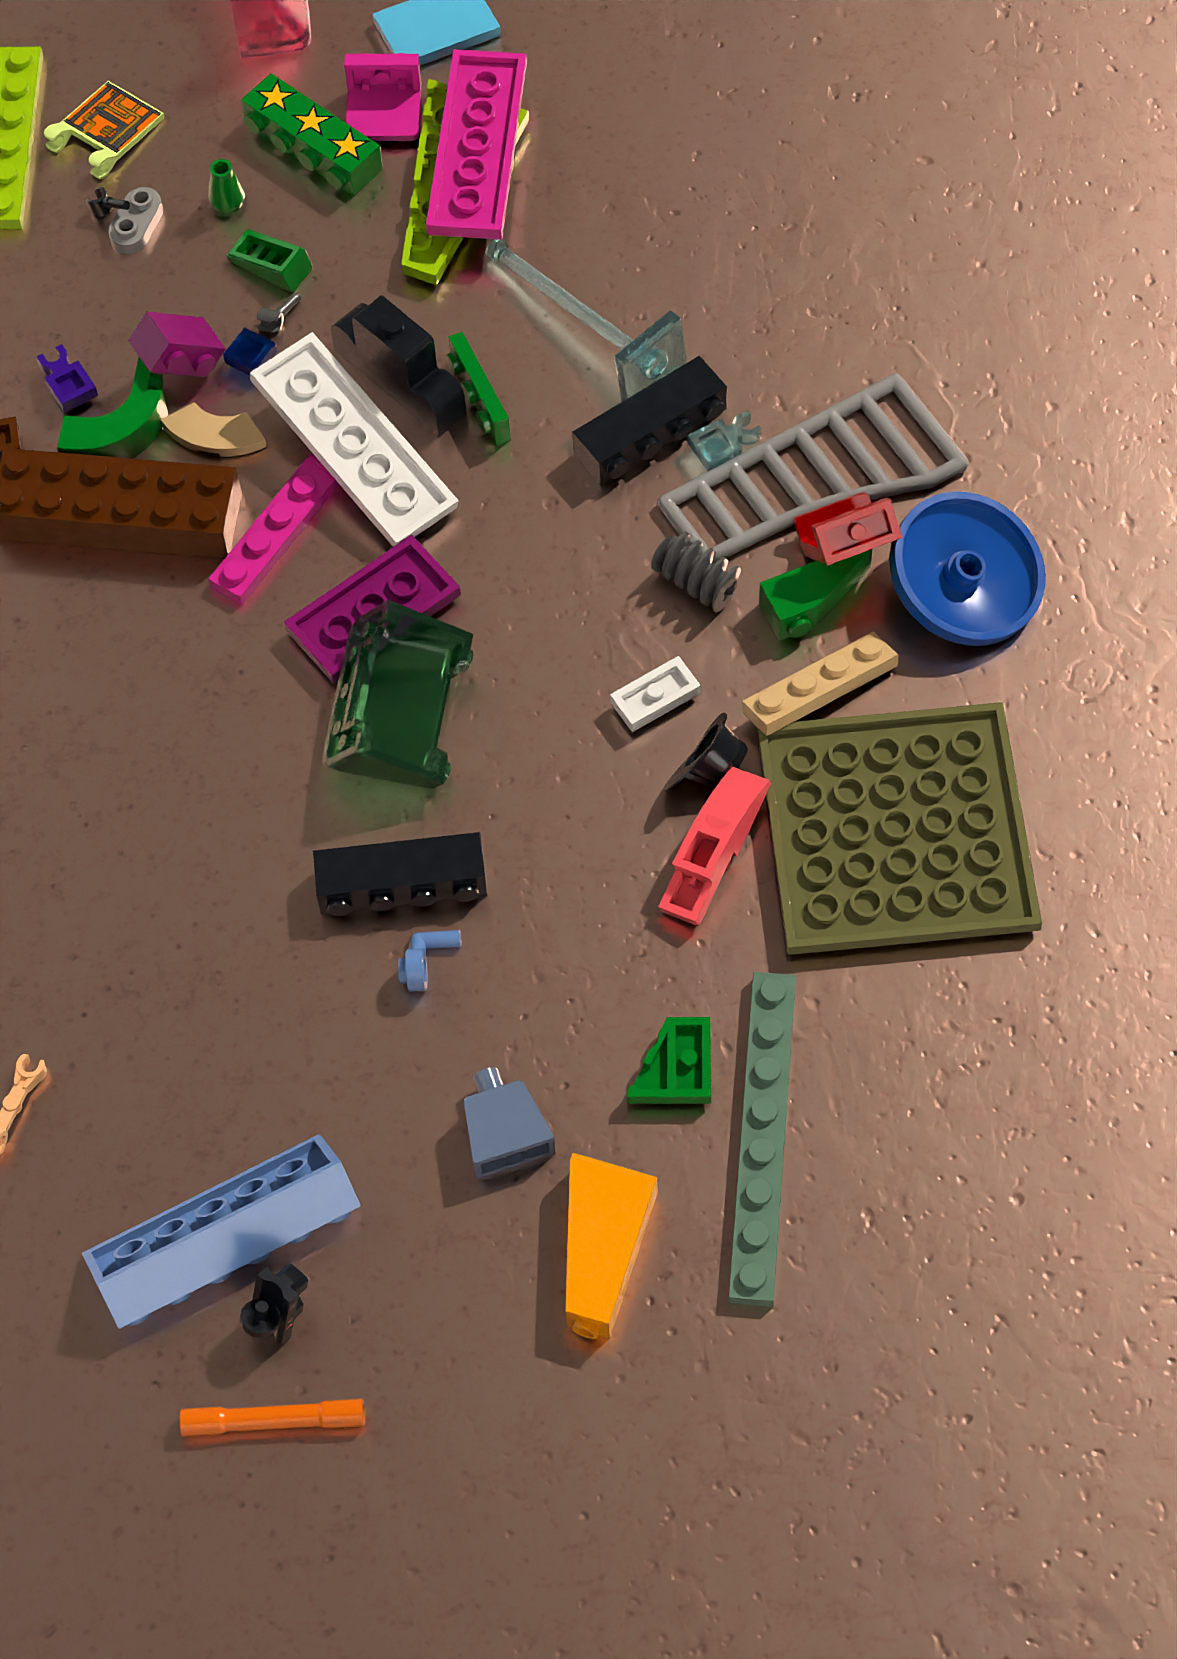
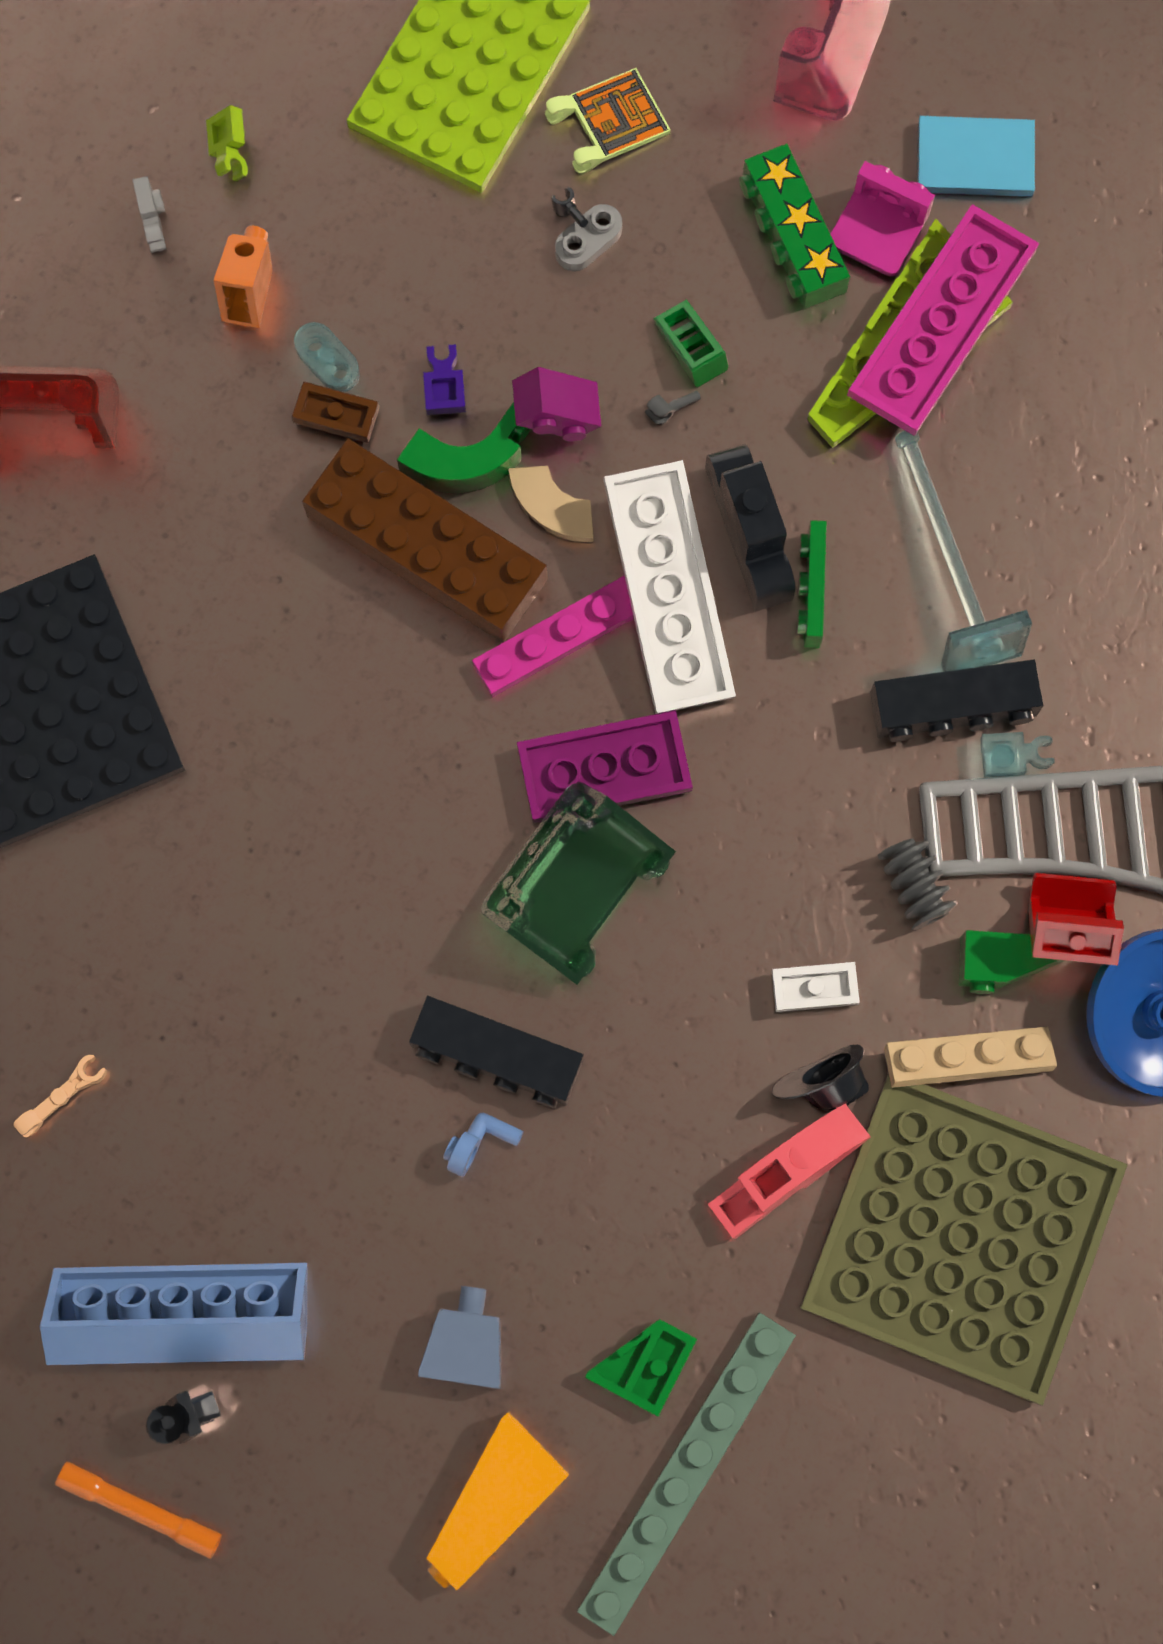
camera: 25 degrees right, 15 degrees up
(224, 187) = (685, 247): green cone -> none
(249, 351) = (624, 438): clear blue plate -> none

